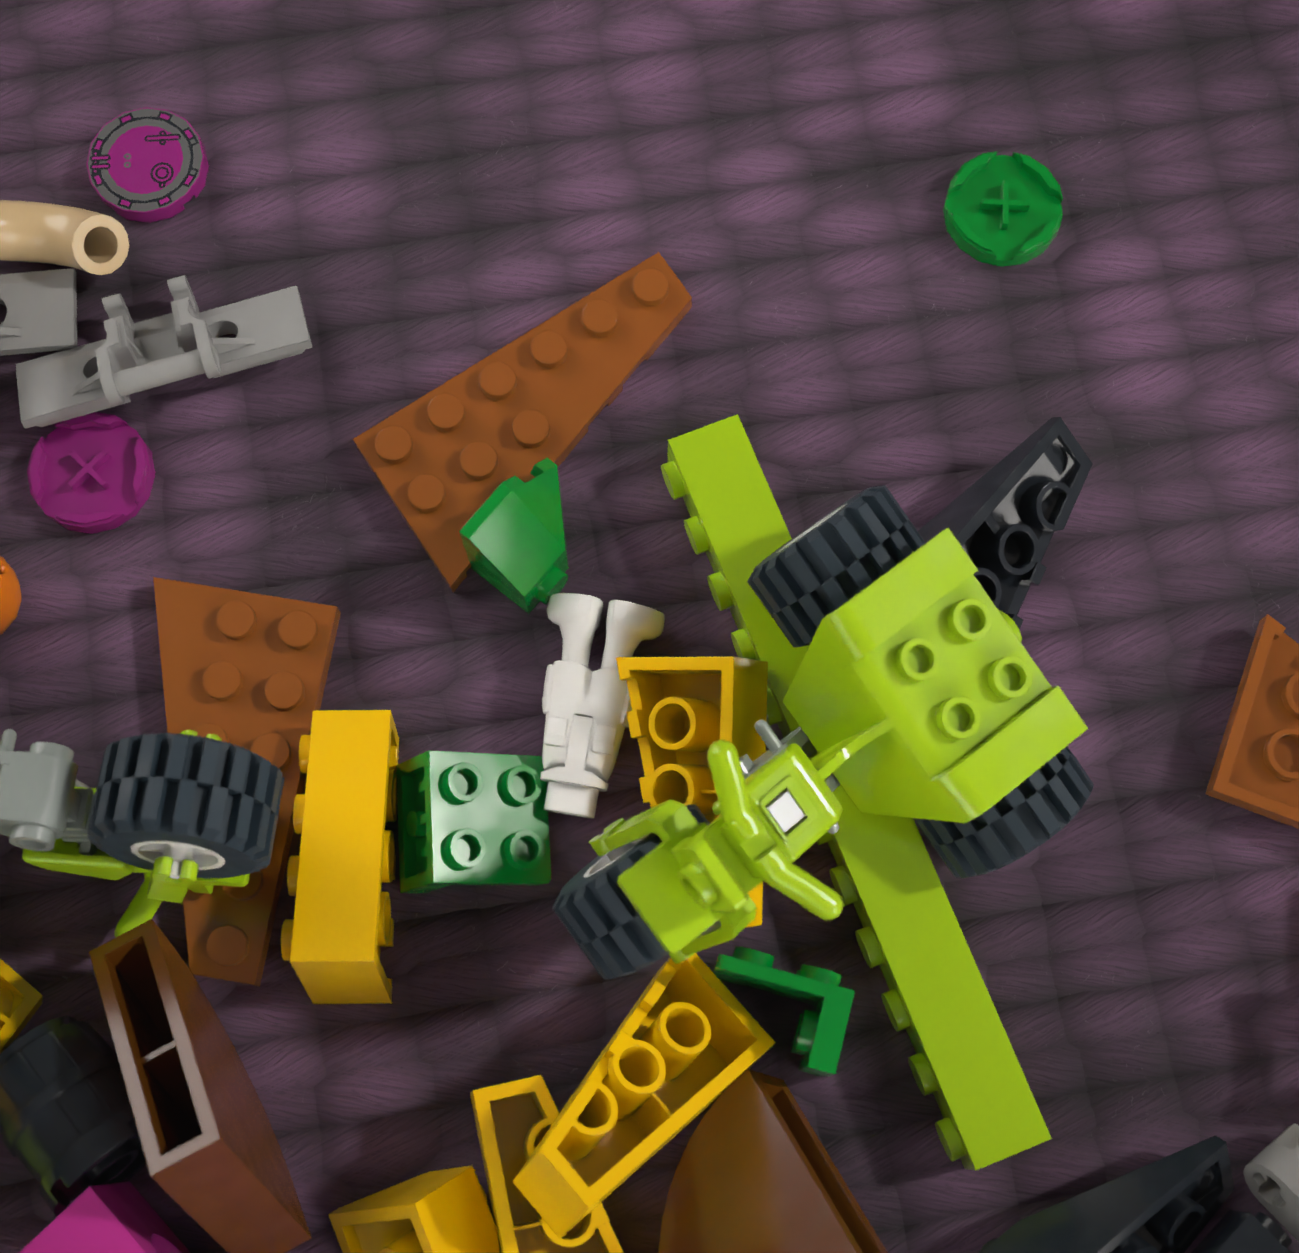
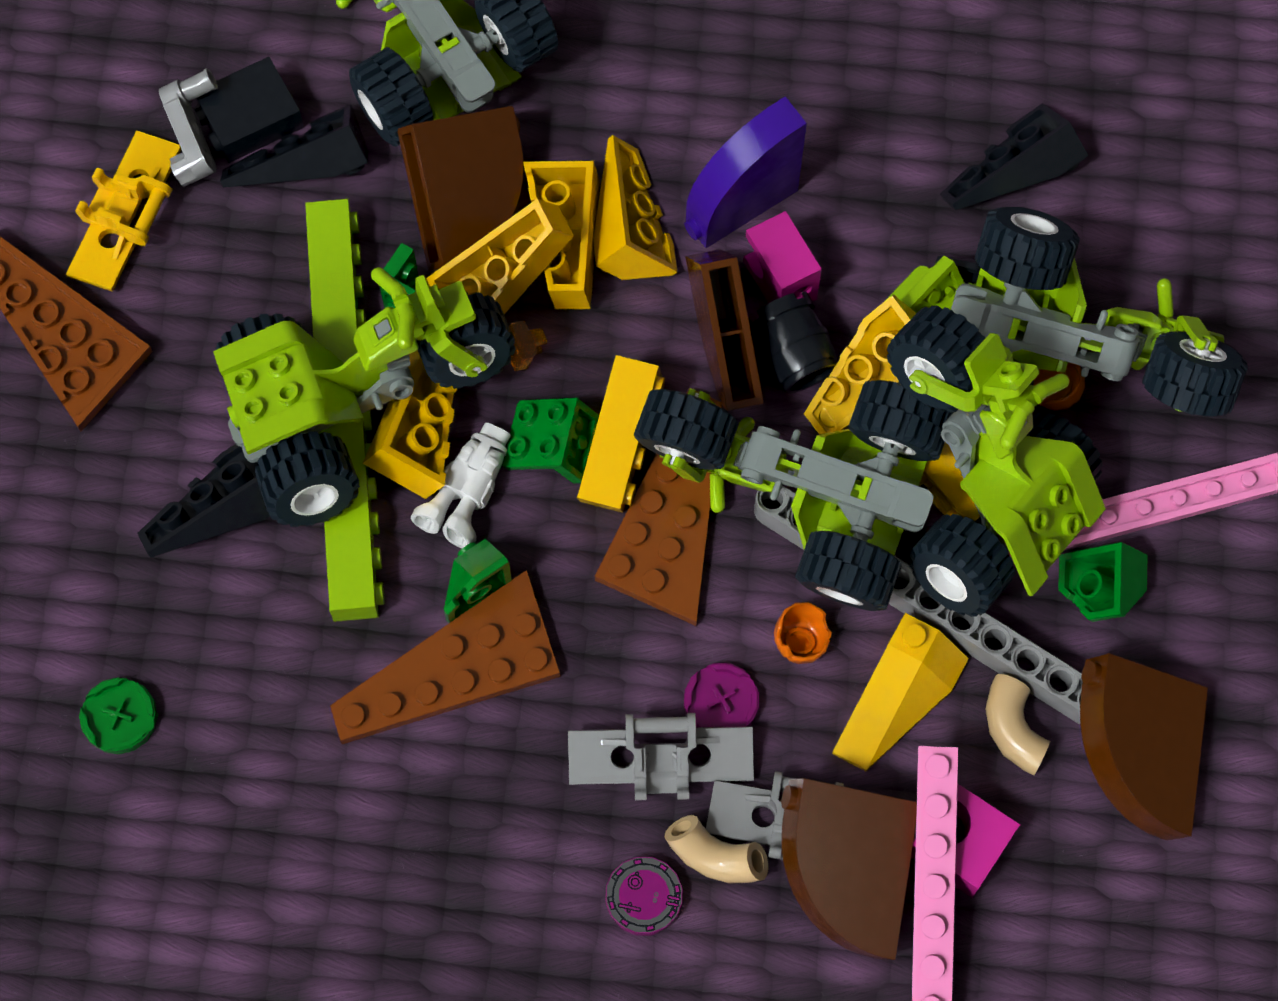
camera: 165 degrees left, 5 degrees down
(568, 980) = (527, 344): none -> clear orange tile

